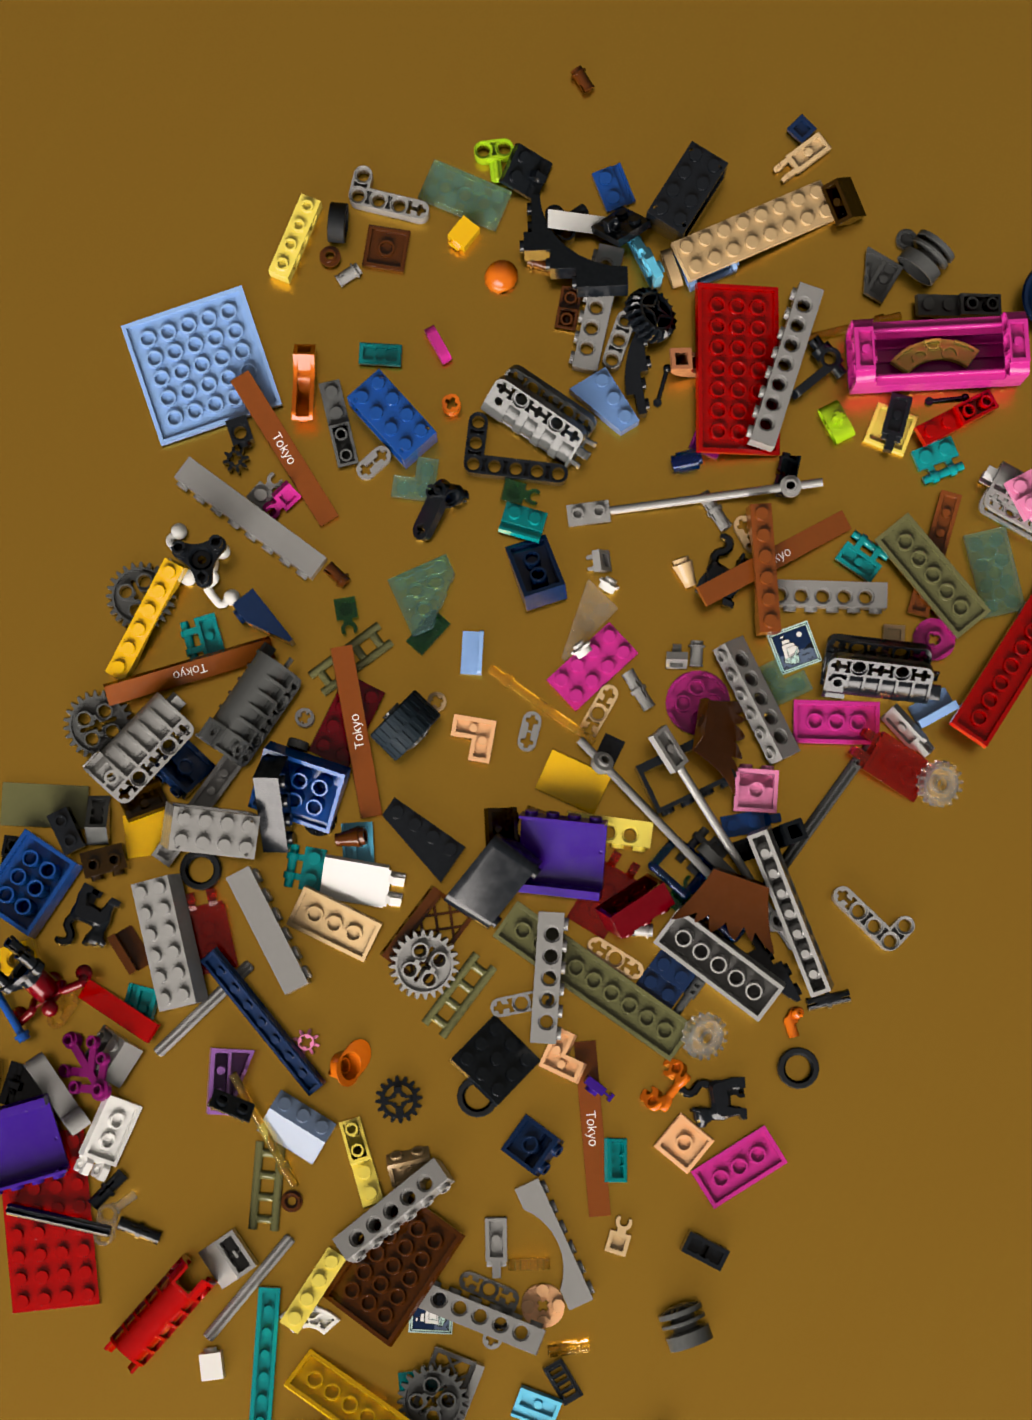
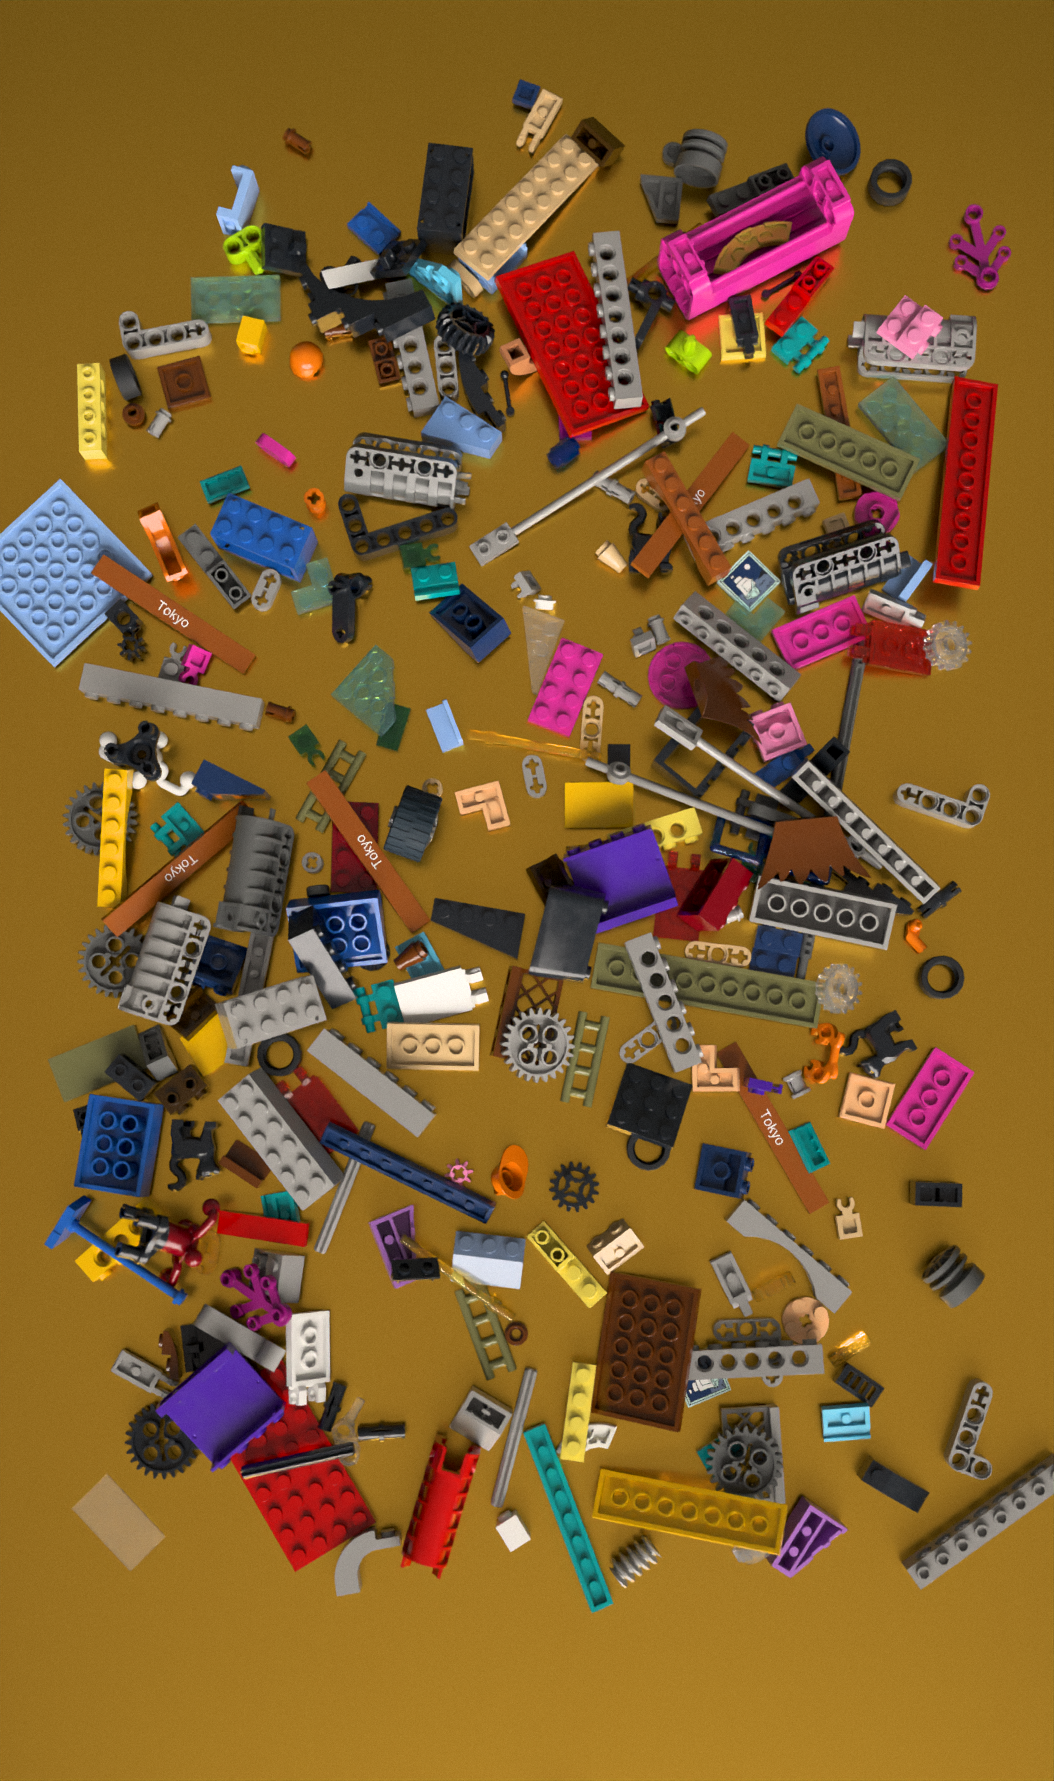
camera: 25 degrees left, 0 degrees up
(59, 1329) = (348, 1565): none -> light grey arch
(382, 1211) = (588, 1346): light grey brick -> none
(500, 127) = (245, 200): none -> light blue panel
(581, 648) = (548, 673): white plate -> none
(630, 1101) = (796, 1084): none -> light grey bush

